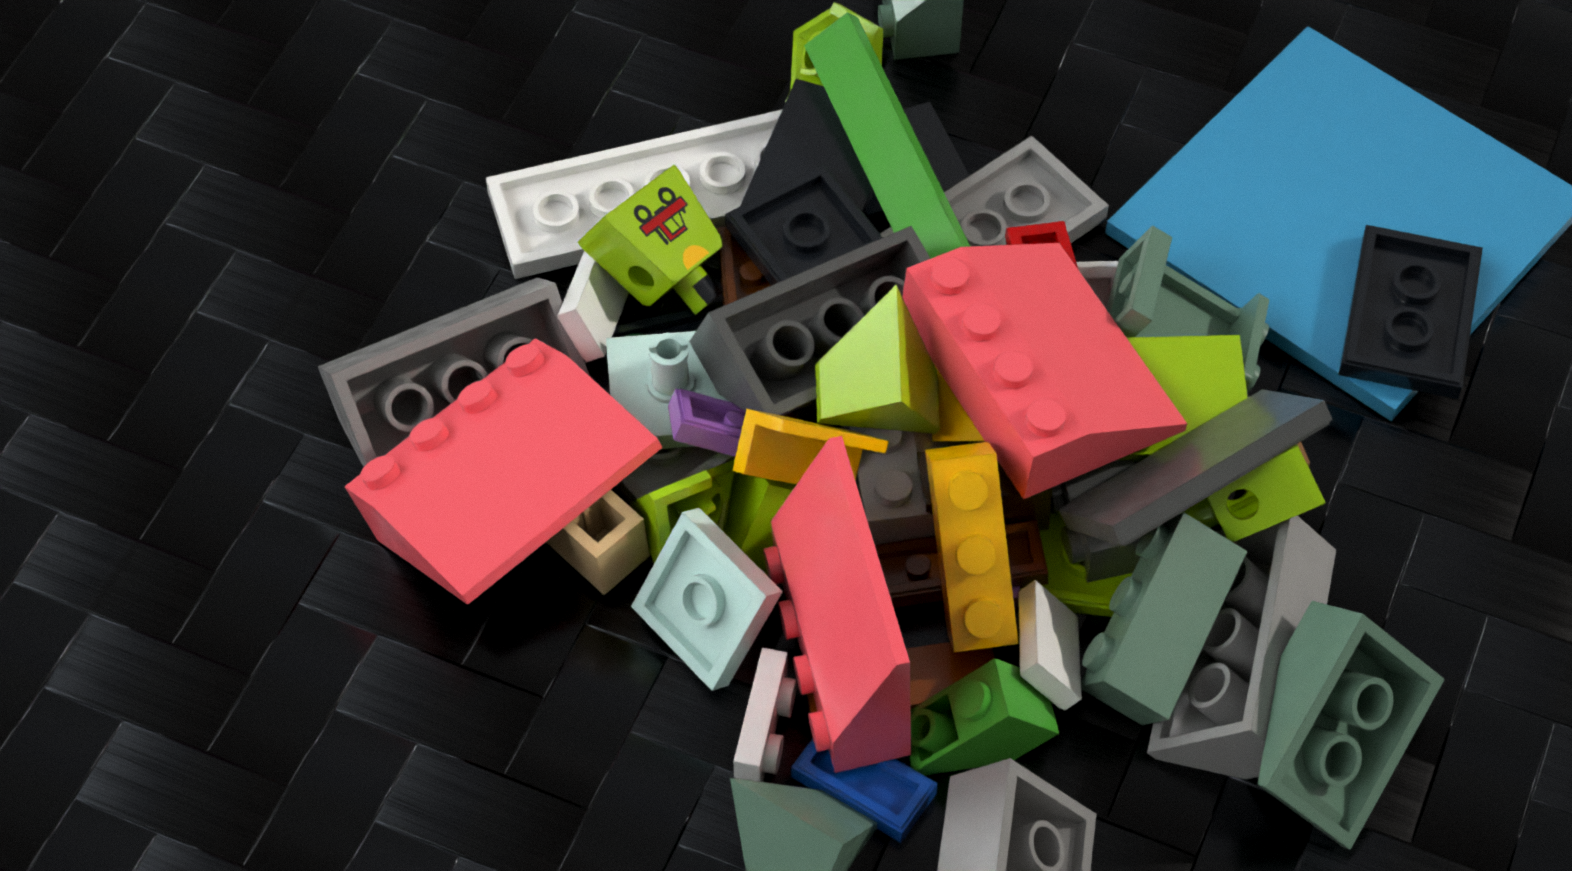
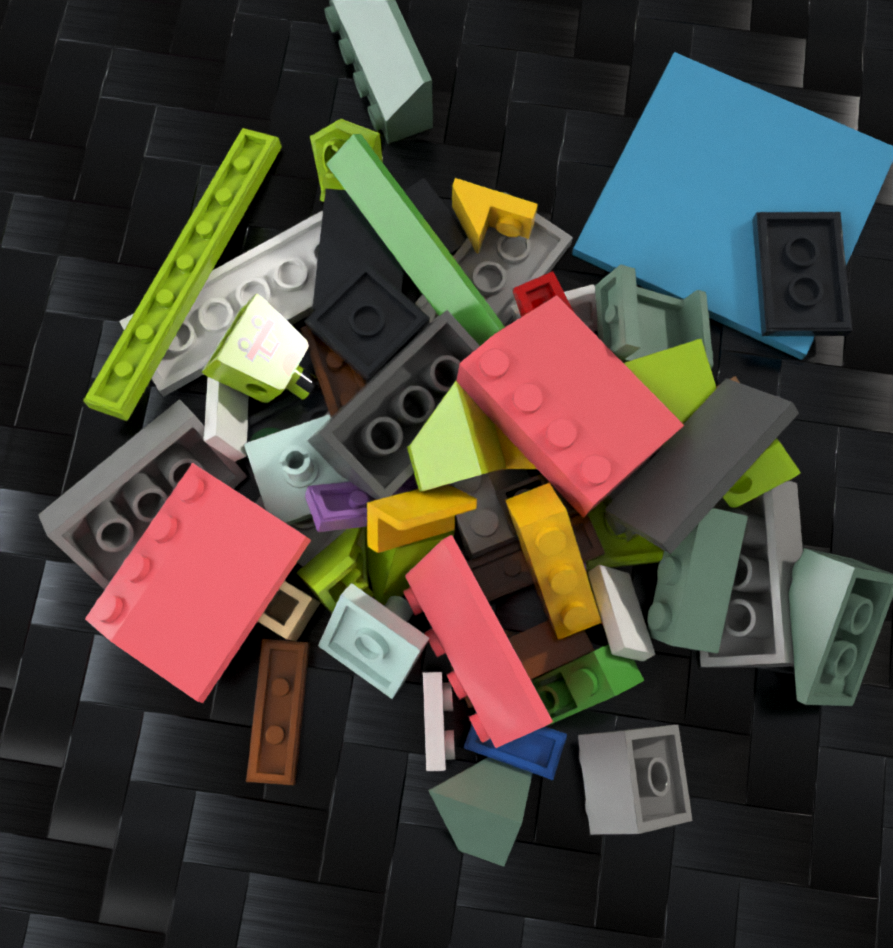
camera: 15 degrees left, 20 degrees up
(555, 672) = (278, 712): none -> dark orange tile
(584, 141) = (182, 276): none -> lime tile
(998, 141) = (484, 207): none -> yellow slope

